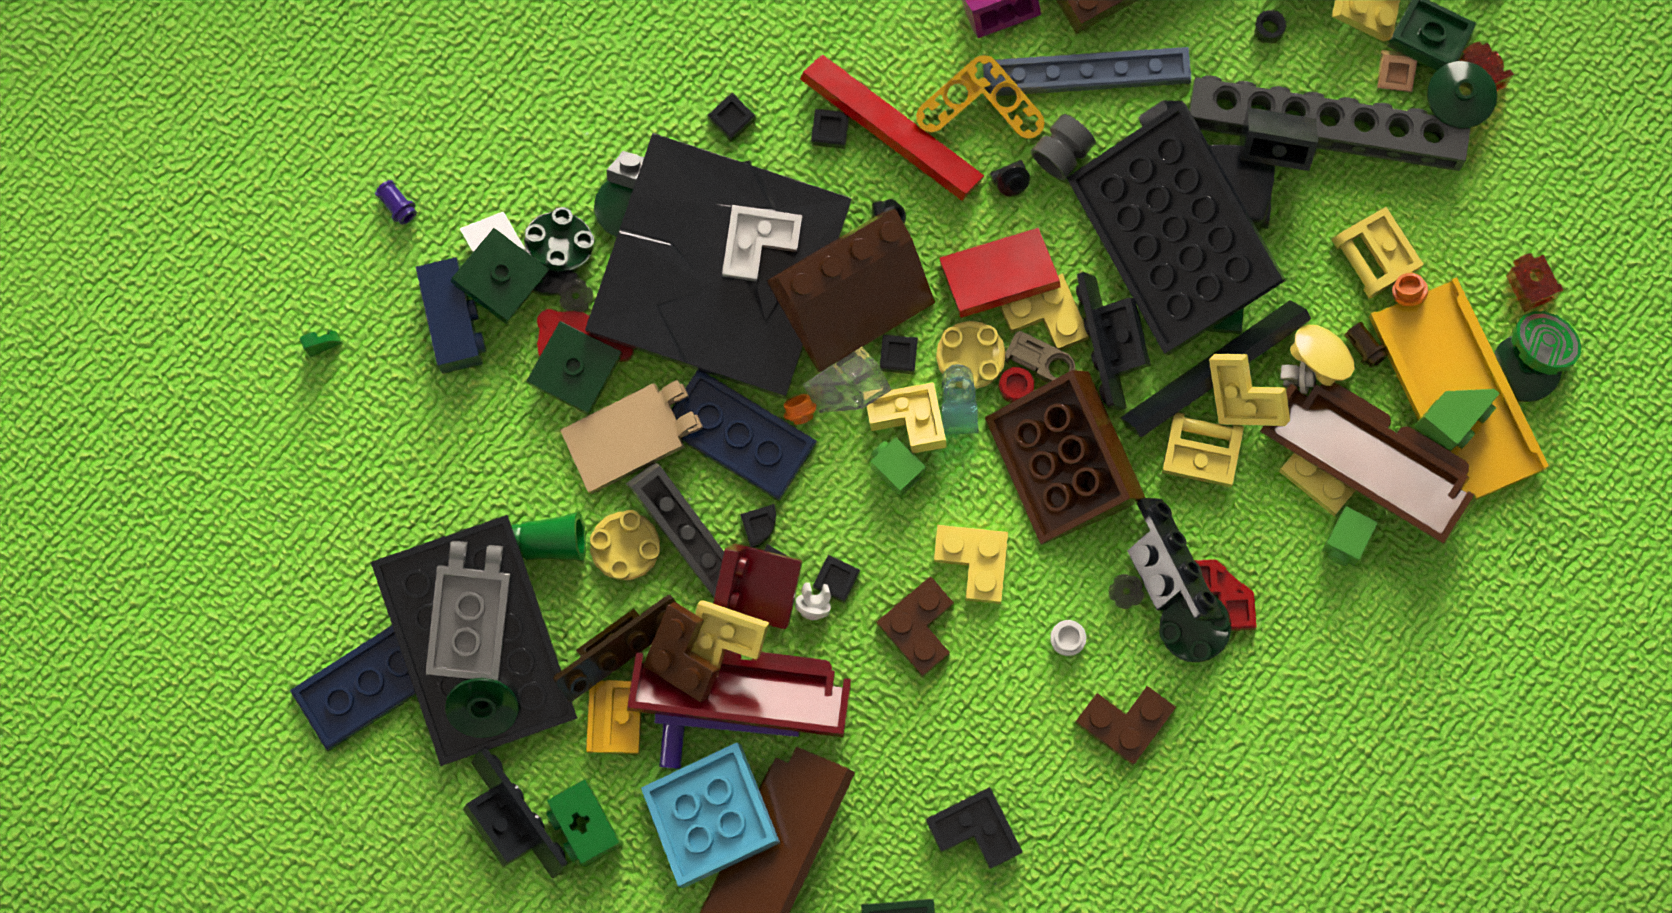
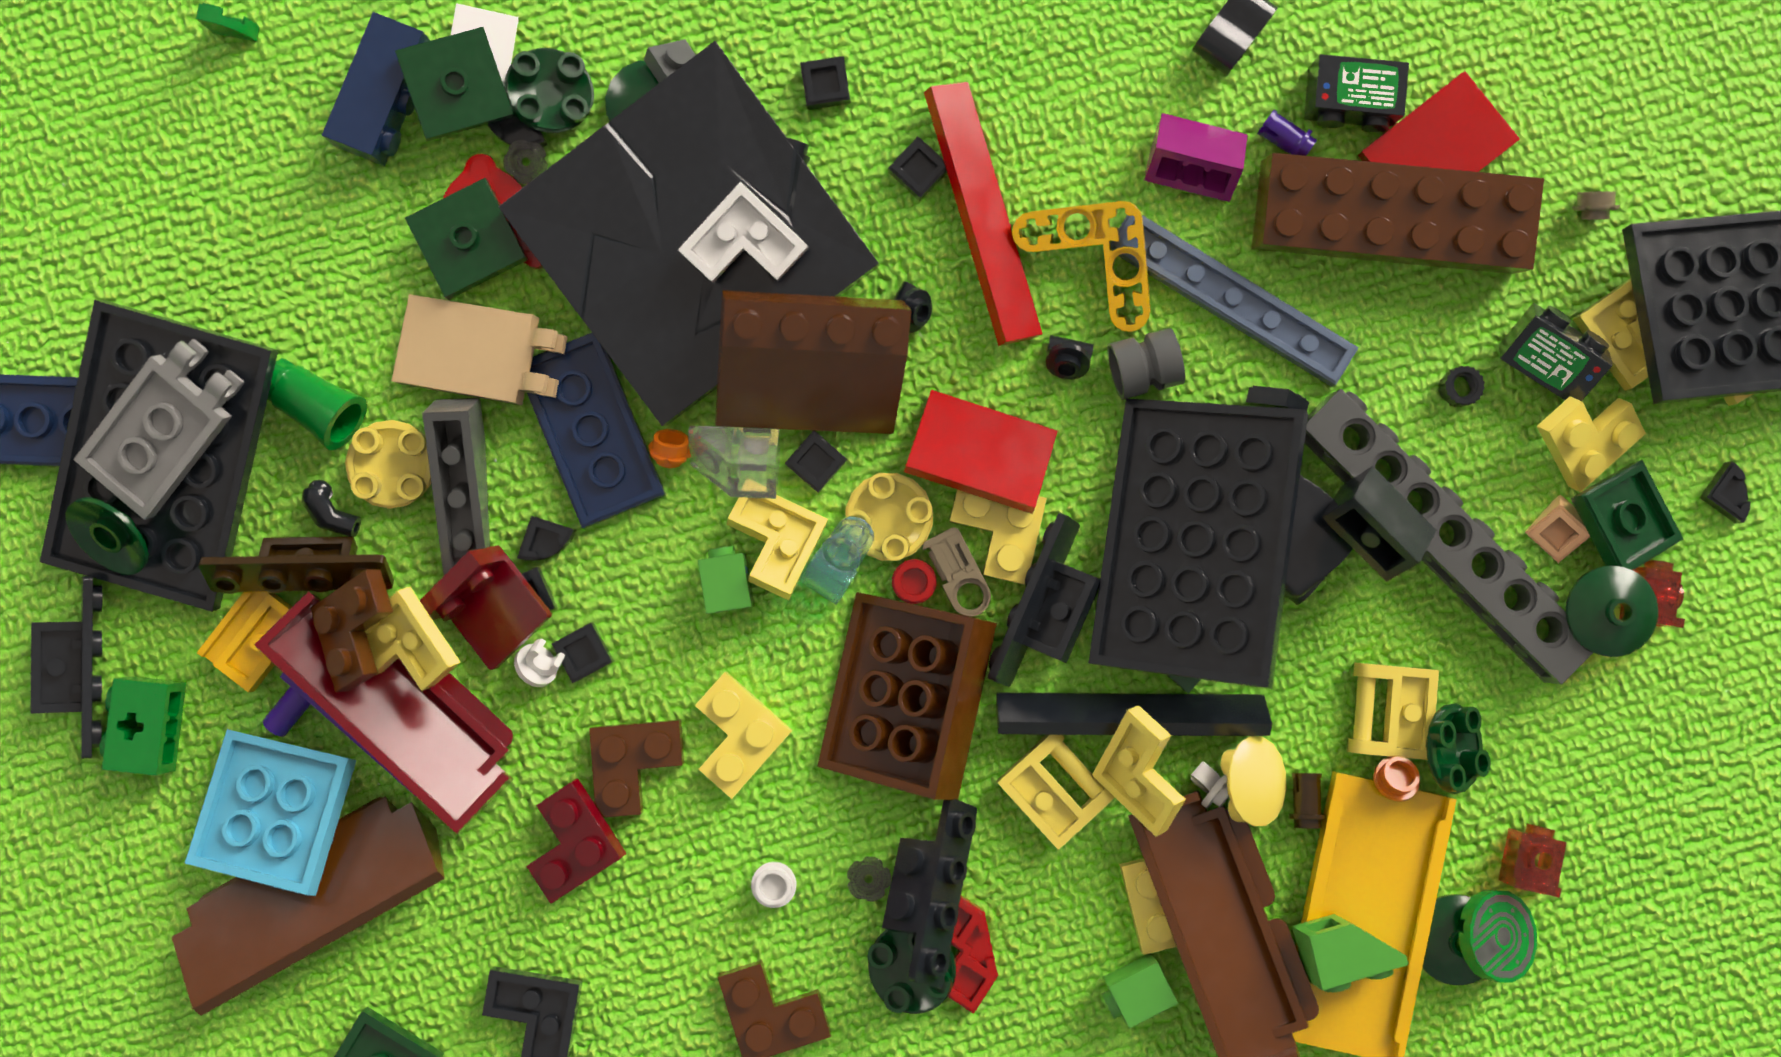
camera: 25 degrees right, 10 degrees up
(602, 606) = (324, 515): none -> black arm
(929, 696) = (584, 839): none -> dark red plate
(1433, 246) = (1456, 748): none -> dark green dish

